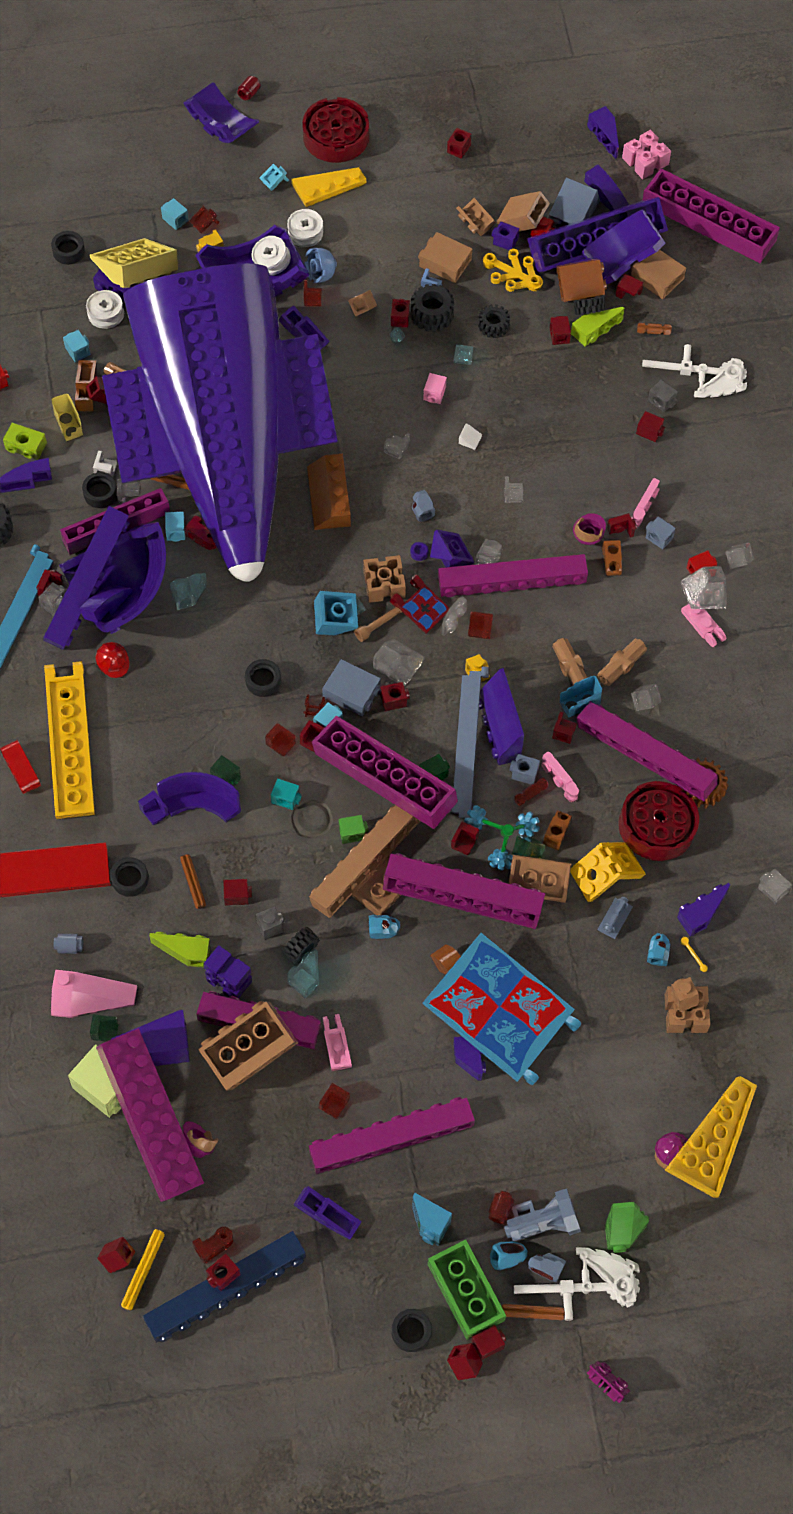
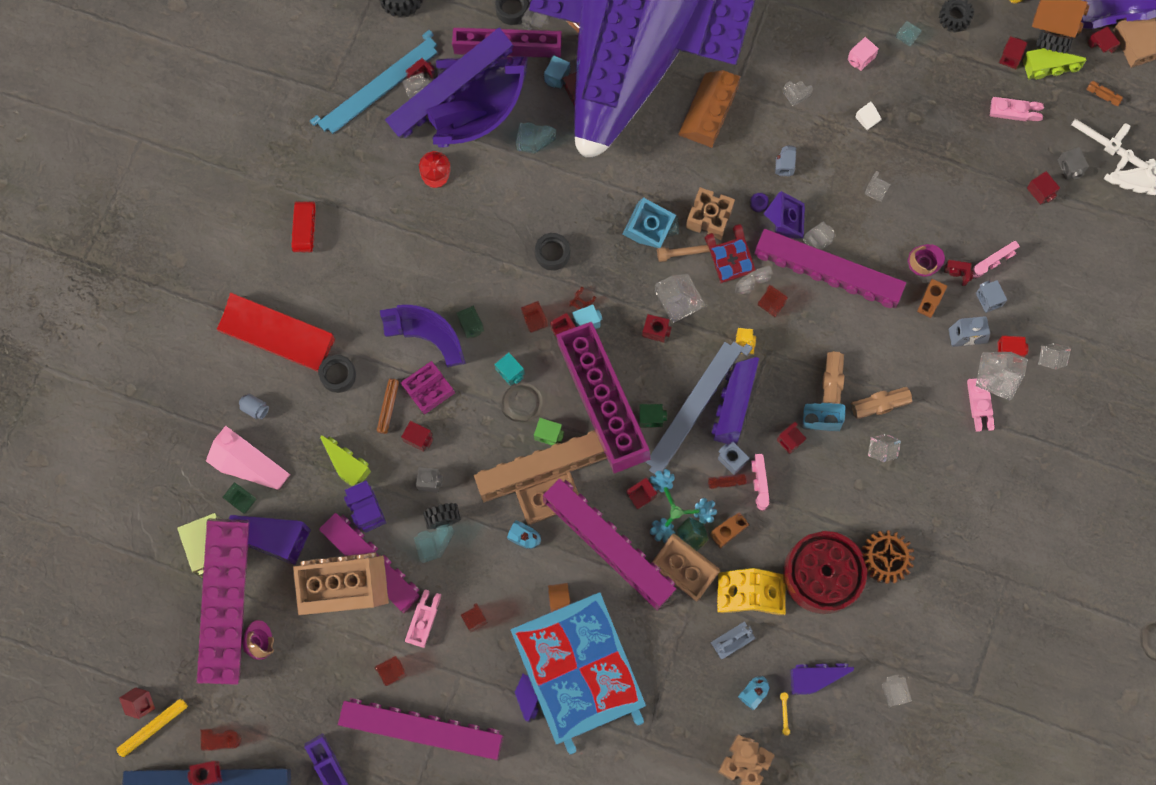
camera: 35 degrees right, 10 degrees up
(69, 743) = (356, 225): yellow hinge -> none
(219, 847) = (427, 387): none -> magenta slope
(352, 688) = (624, 301): sand blue brick -> none
(381, 1017) = (474, 618): none -> clear red panel
(589, 375) = (1015, 109): none -> bright pink hinge
(647, 751) = (852, 502): magenta brick -> none
(660, 568) = (971, 330): none -> sand blue torso

